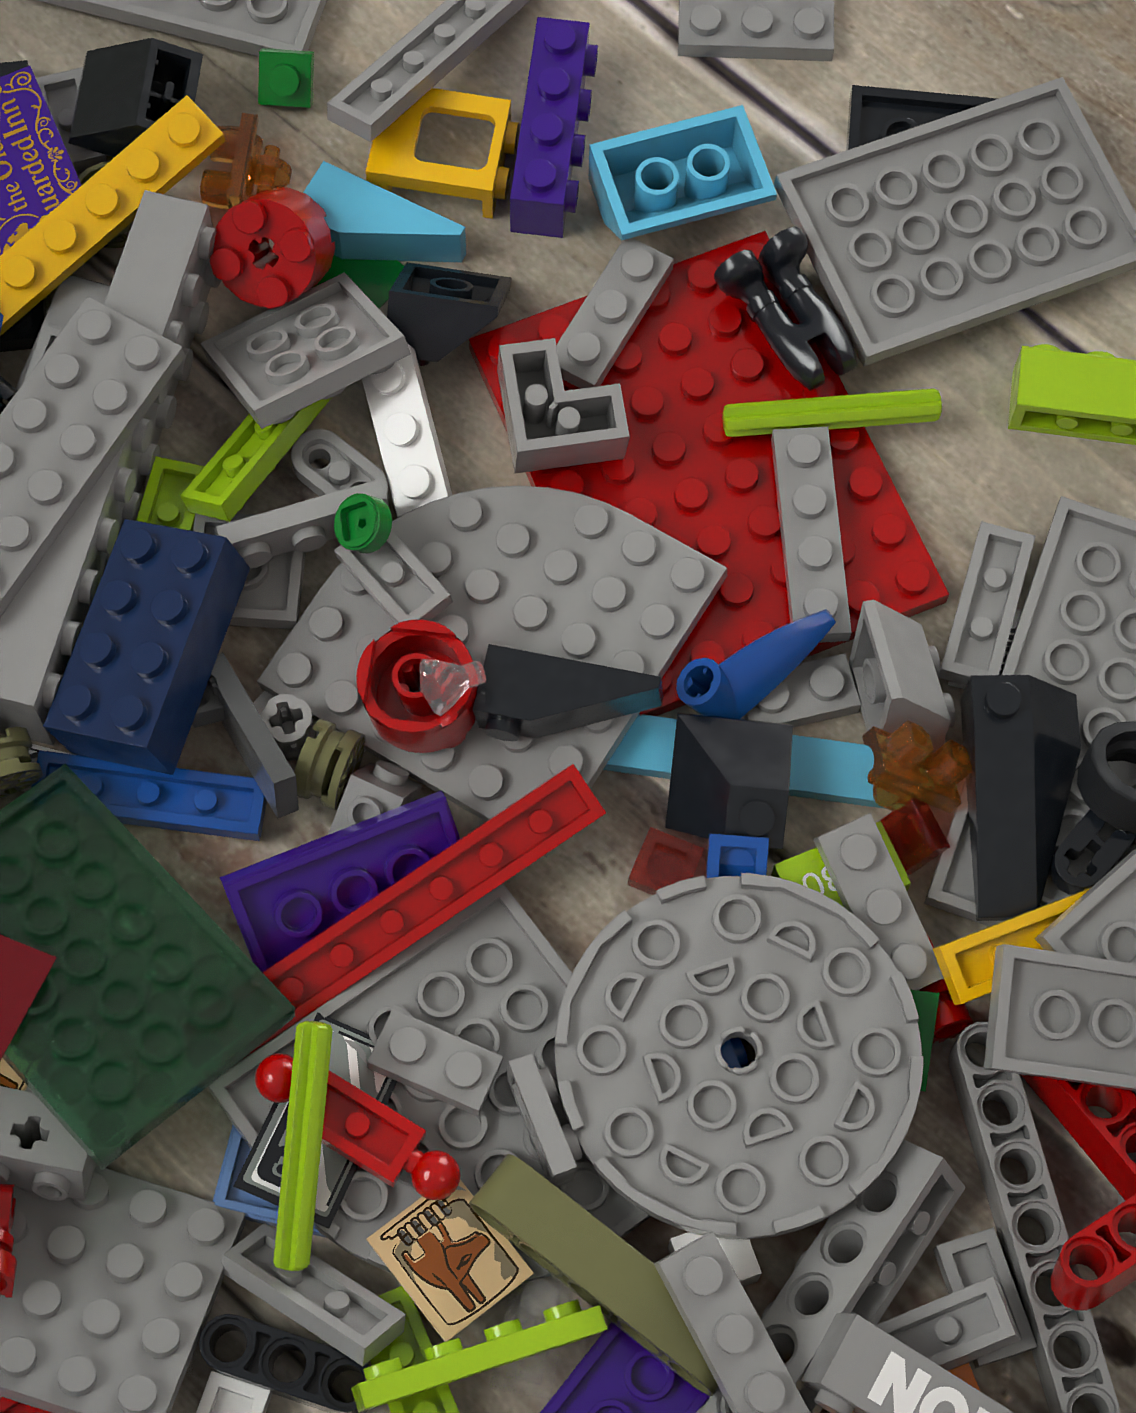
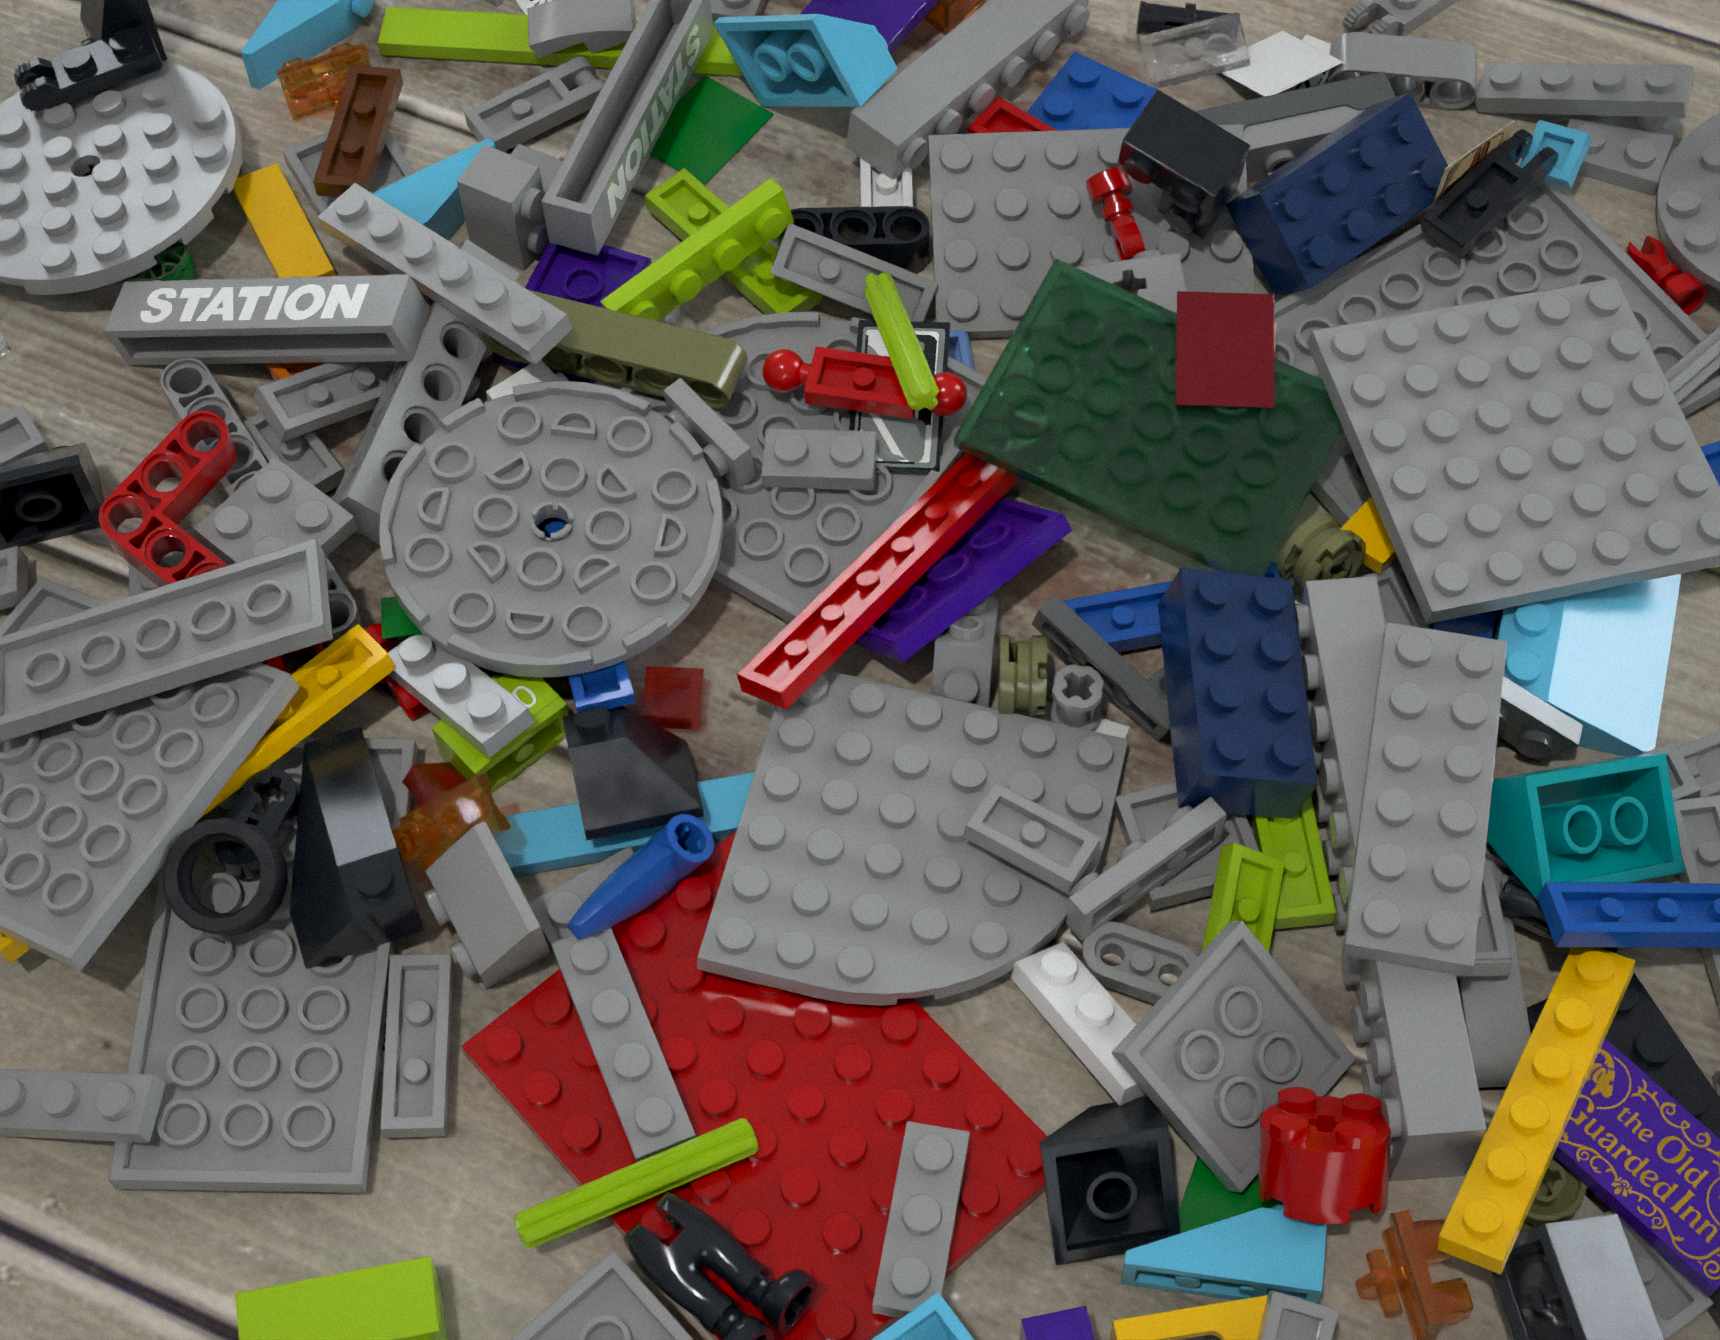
camera: 165 degrees right, 10 degrees down
(362, 523) = (1079, 850): green tile -> none
(390, 673) = (957, 726): red brick -> none
(446, 682) = (924, 688): clear rock -> none
(449, 1260) = (757, 324): sticker -> none
(551, 694) = (829, 762): black slope -> none
(555, 425) = (931, 1038): light grey brick -> none
(1024, 1159) = (273, 513): none -> light grey plate

